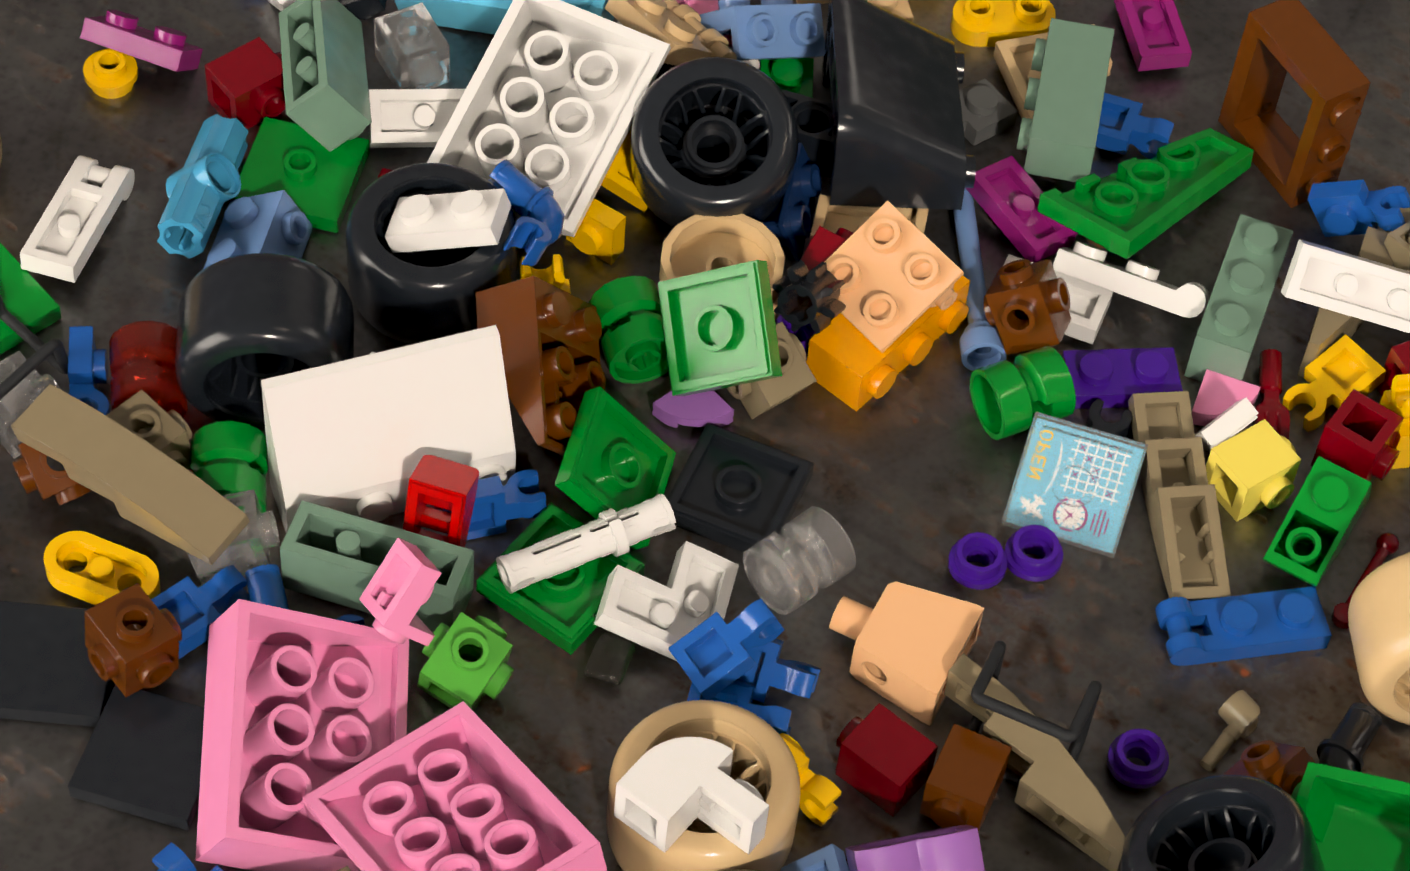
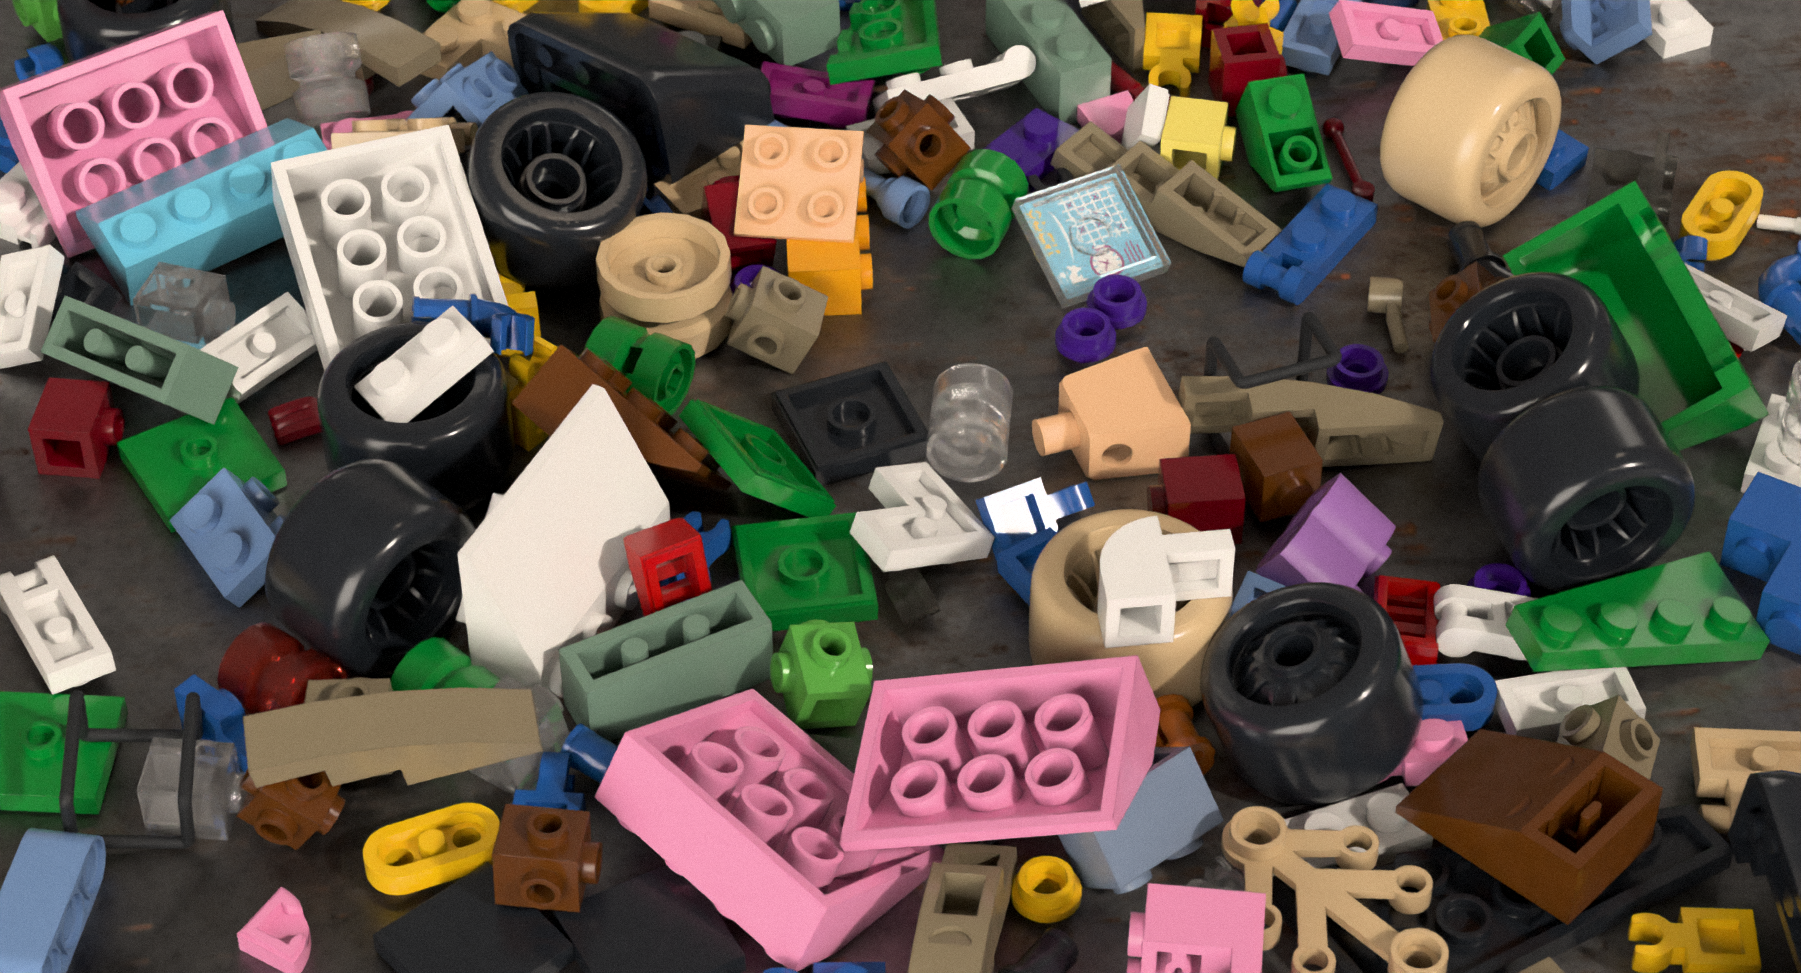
camera: 40 degrees left, 10 degrees down
(202, 186) = (141, 519): dark azure piece -> none
(398, 592) = (734, 640): bright pink bracket -> none
(607, 535) = (817, 503): white pin -> none
(693, 410) = (745, 388): medium lavender tile -> none
(717, 651) = (1009, 511): blue plate -> none
(720, 328) = (730, 296): plate -> none
(800, 285) = (765, 218): black gear -> none

